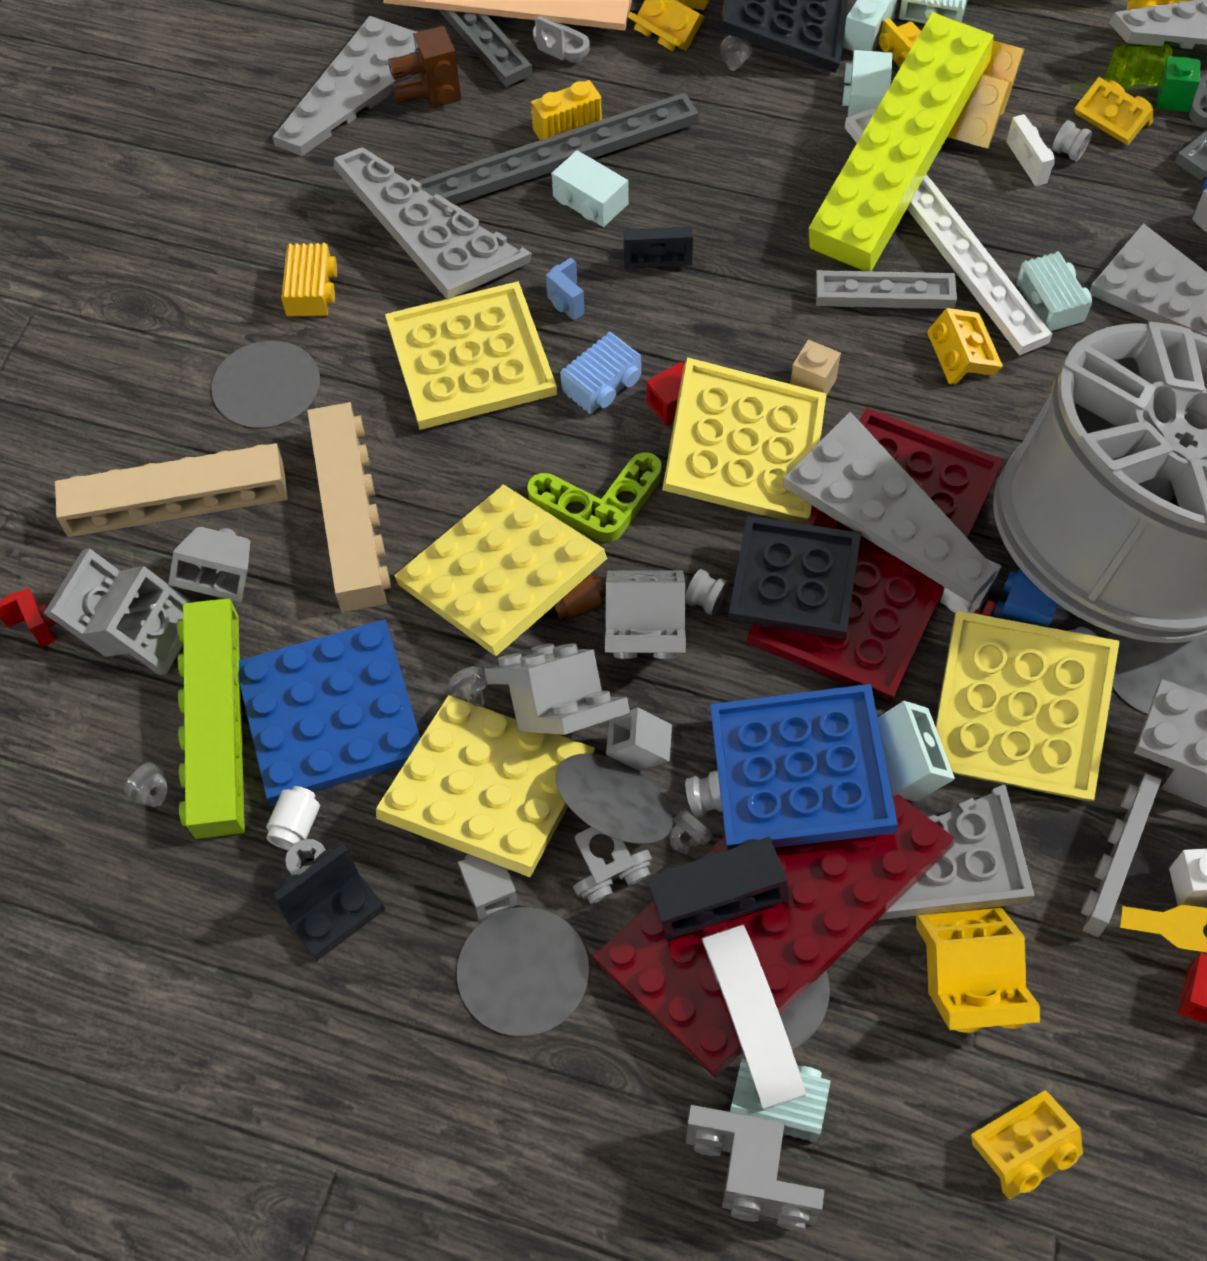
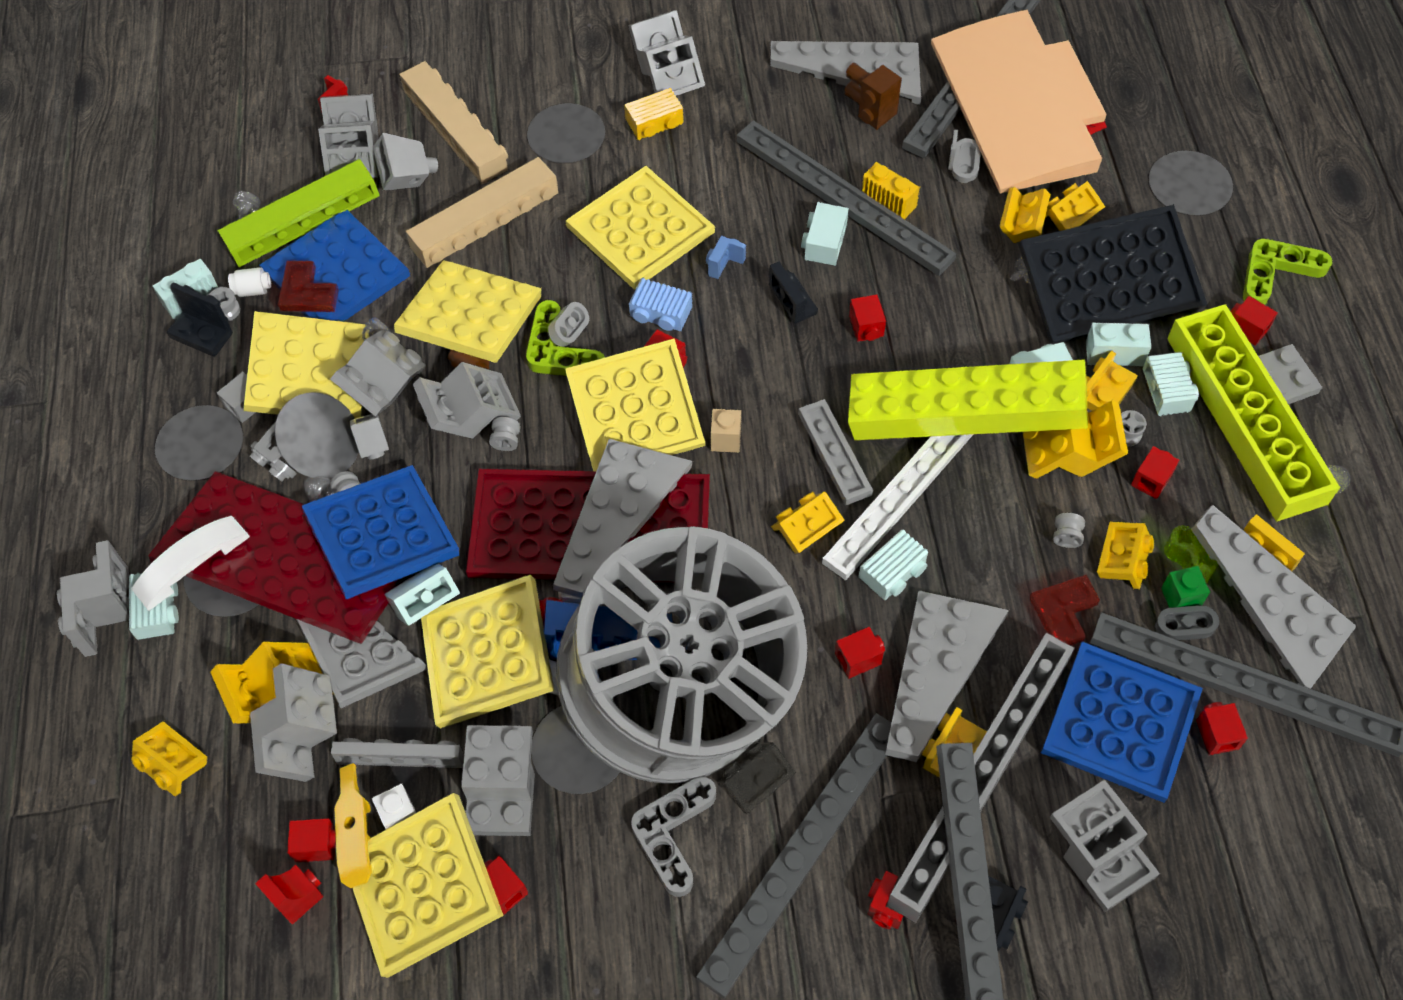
camera: 65 degrees right, 0 degrees up
(231, 231) = (667, 53): none -> light grey bracket
(255, 913) = (194, 275): none -> light aqua brick
(364, 751) = (303, 295): none -> clear red plate
(429, 228) = (727, 163): light grey wing -> none
(582, 471) = (568, 324): none -> light grey plate
(718, 887) = (269, 511): black brick -> none
(727, 196) = (867, 318): none -> red brick
(795, 577) = (530, 476): black plate -> none
(1030, 150) = (1034, 509): white plate -> none
(1039, 54) = (1155, 472): none -> red brick
(1059, 950) = (293, 723): none -> light grey bracket
(1154, 186) = (1059, 603): none -> clear red plate

